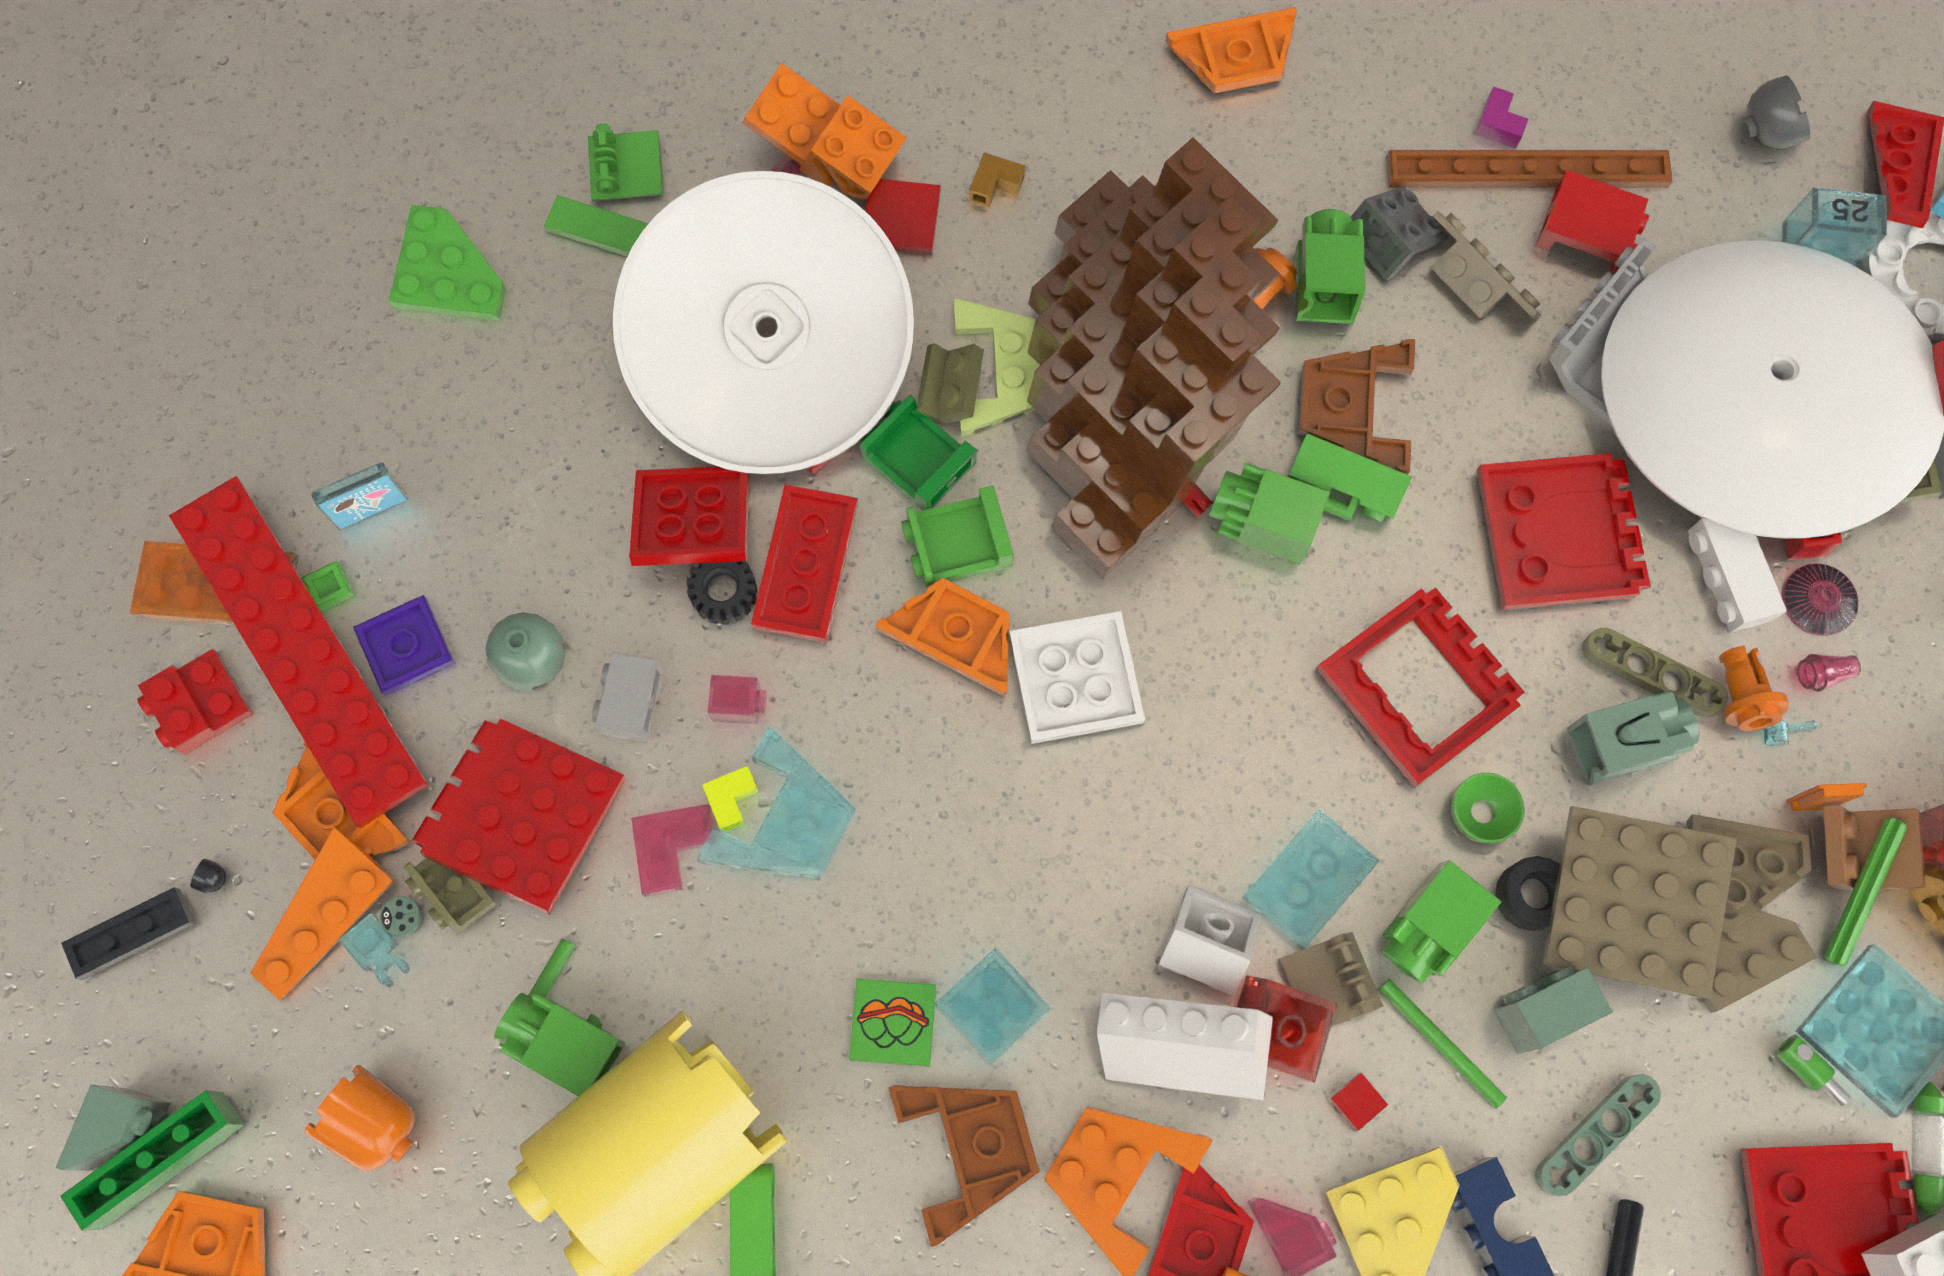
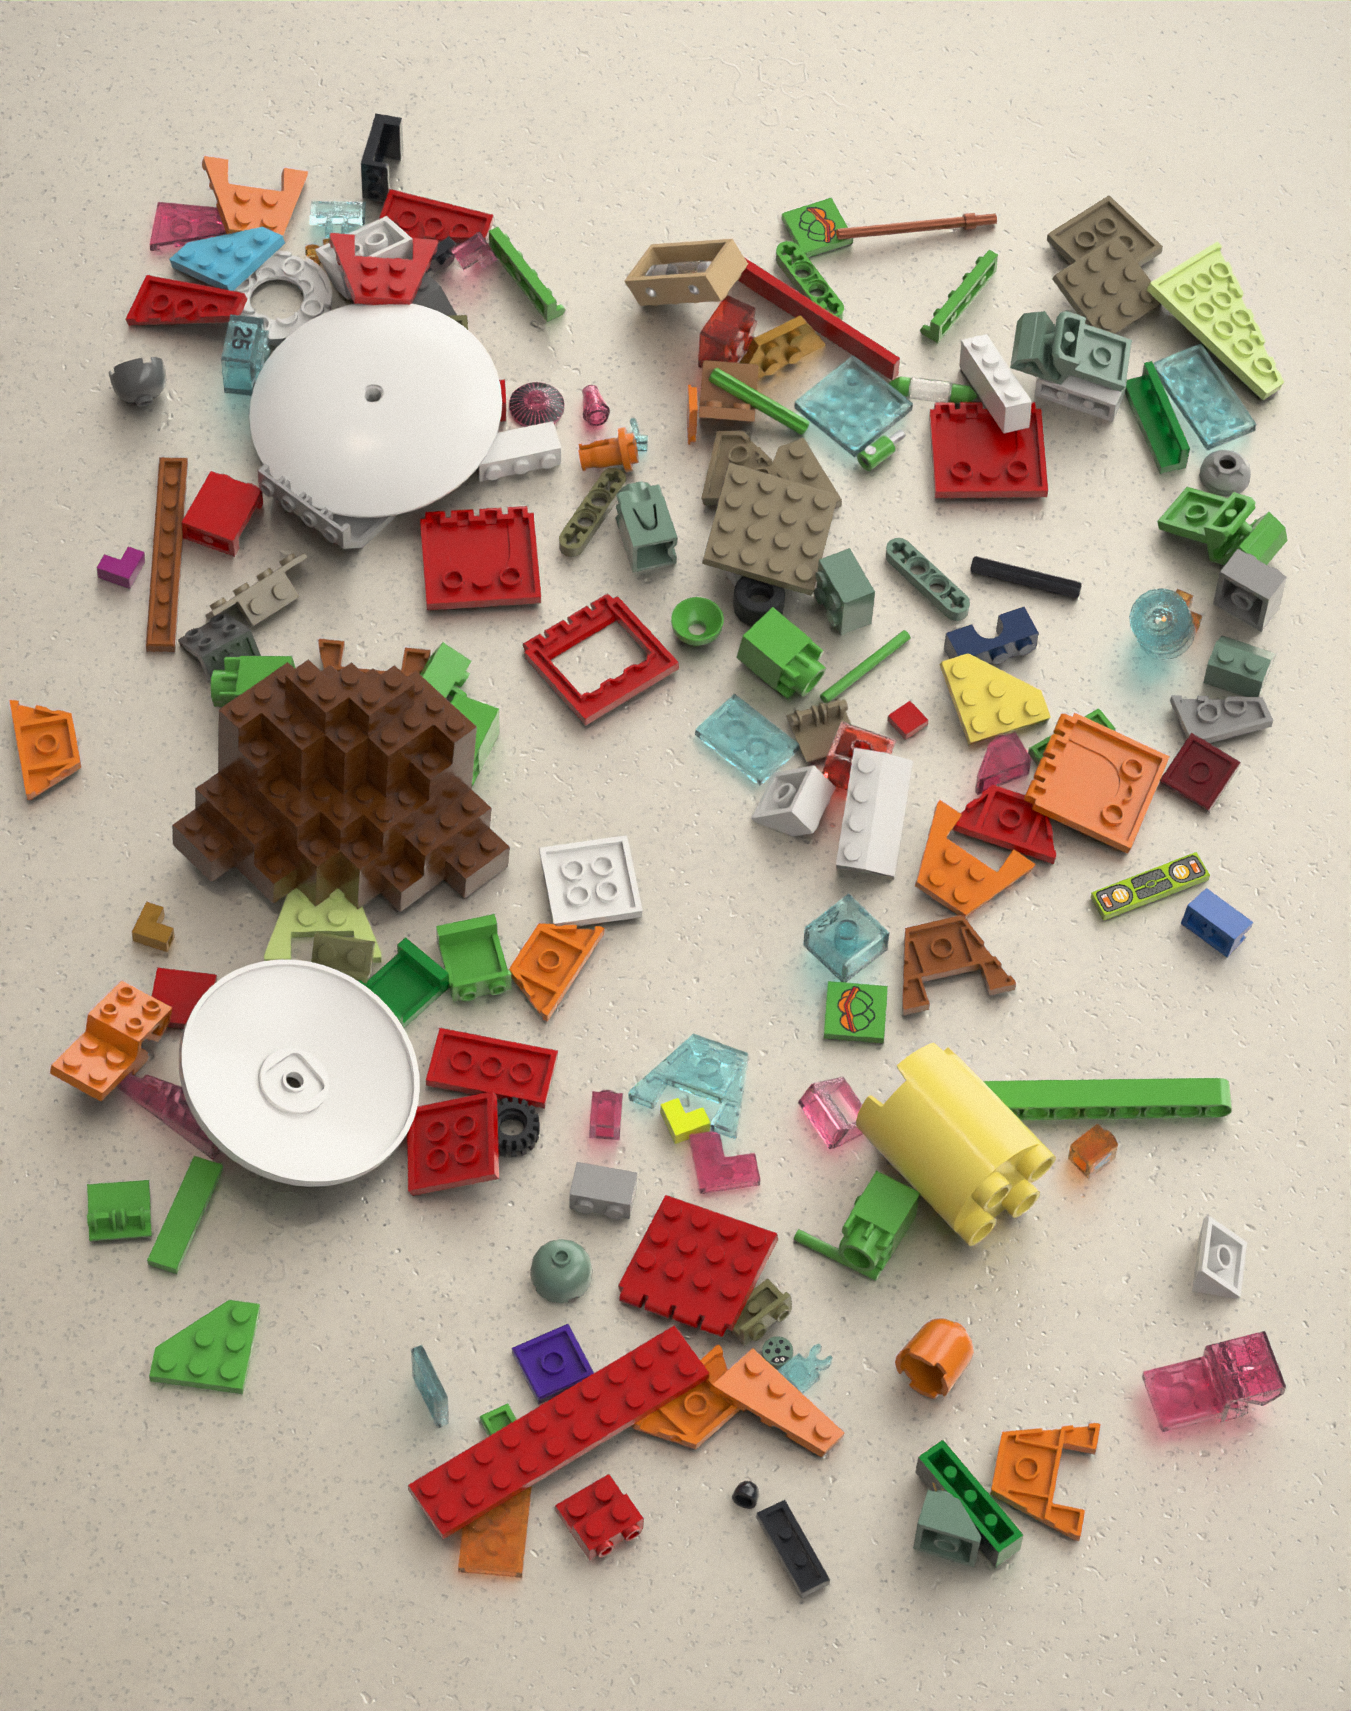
camera: 90 degrees left, 15 degrees down
(731, 979) = (825, 1113): none -> clear pink tile

